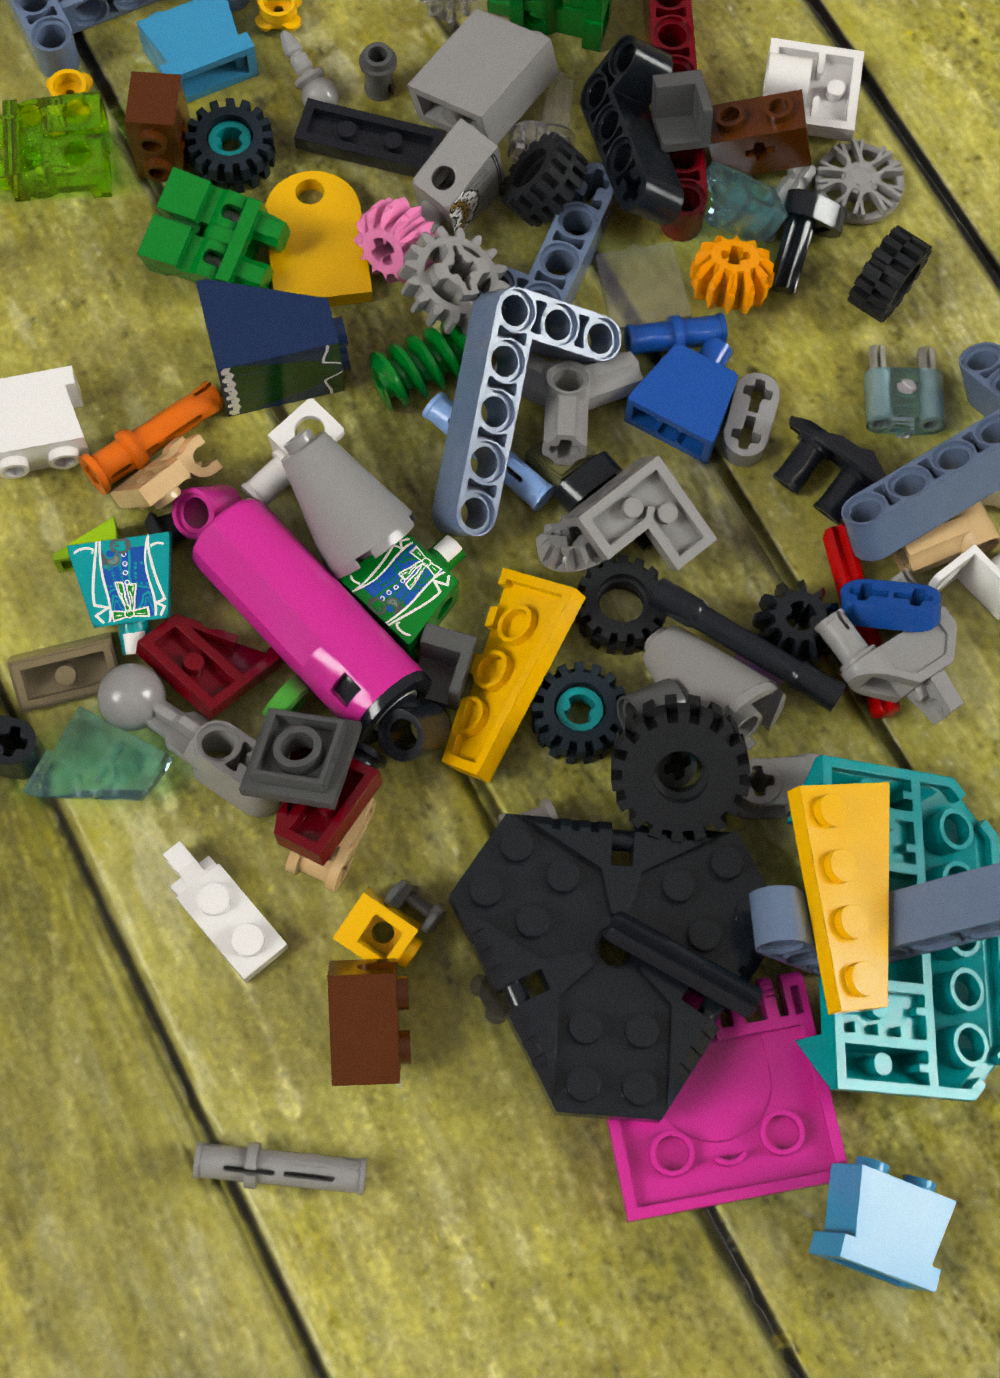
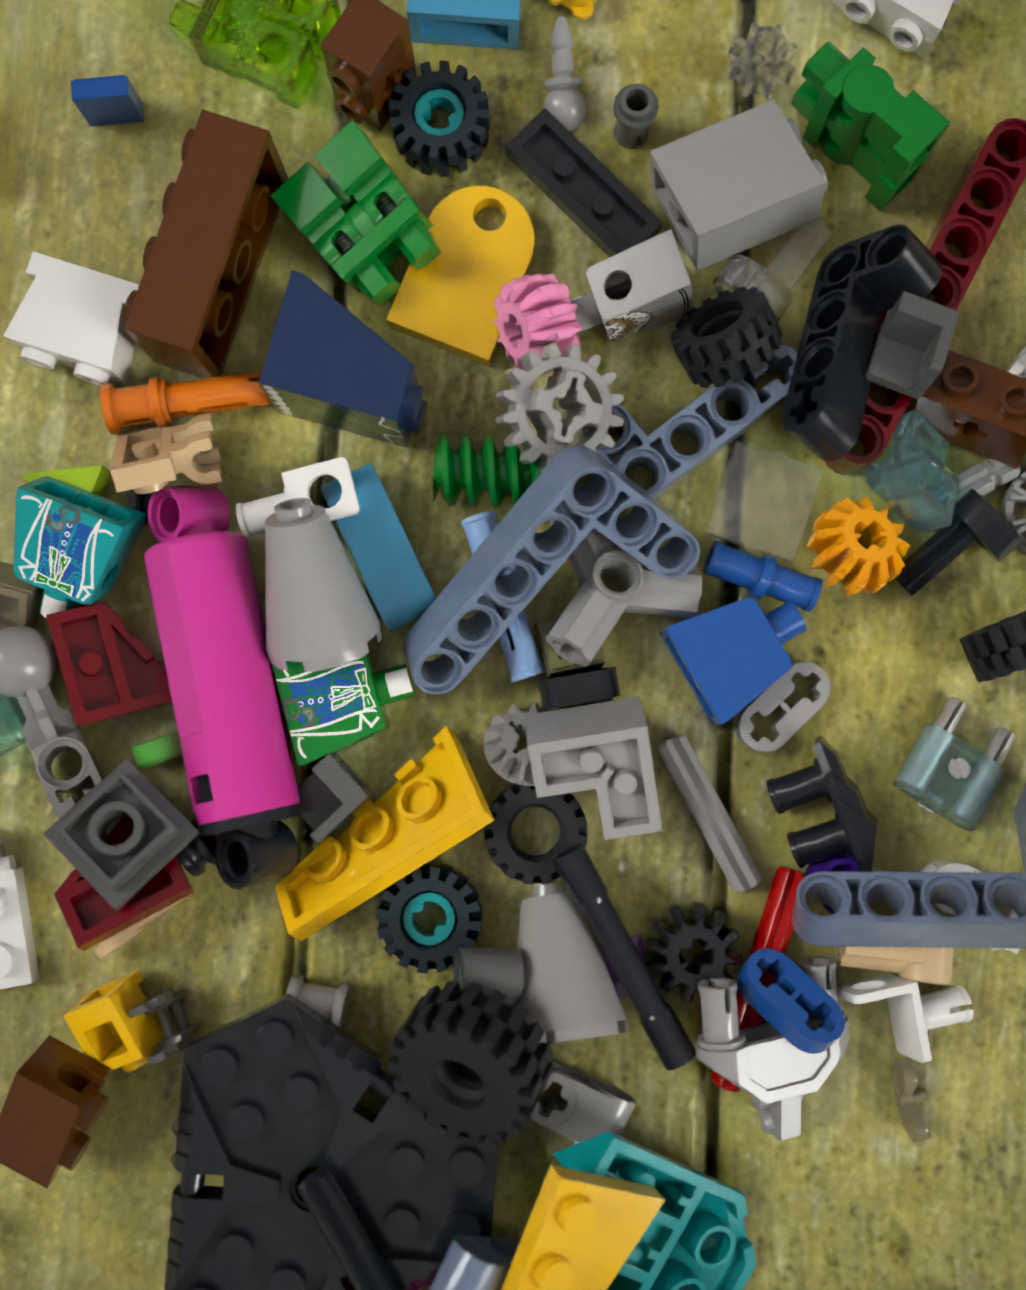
camera: 35 degrees right, 15 degrees up
(108, 314) = (207, 246): none -> reddish brown brick
(395, 466) = (382, 551): none -> dark azure beam
(748, 524) = (709, 813): none -> light grey axle

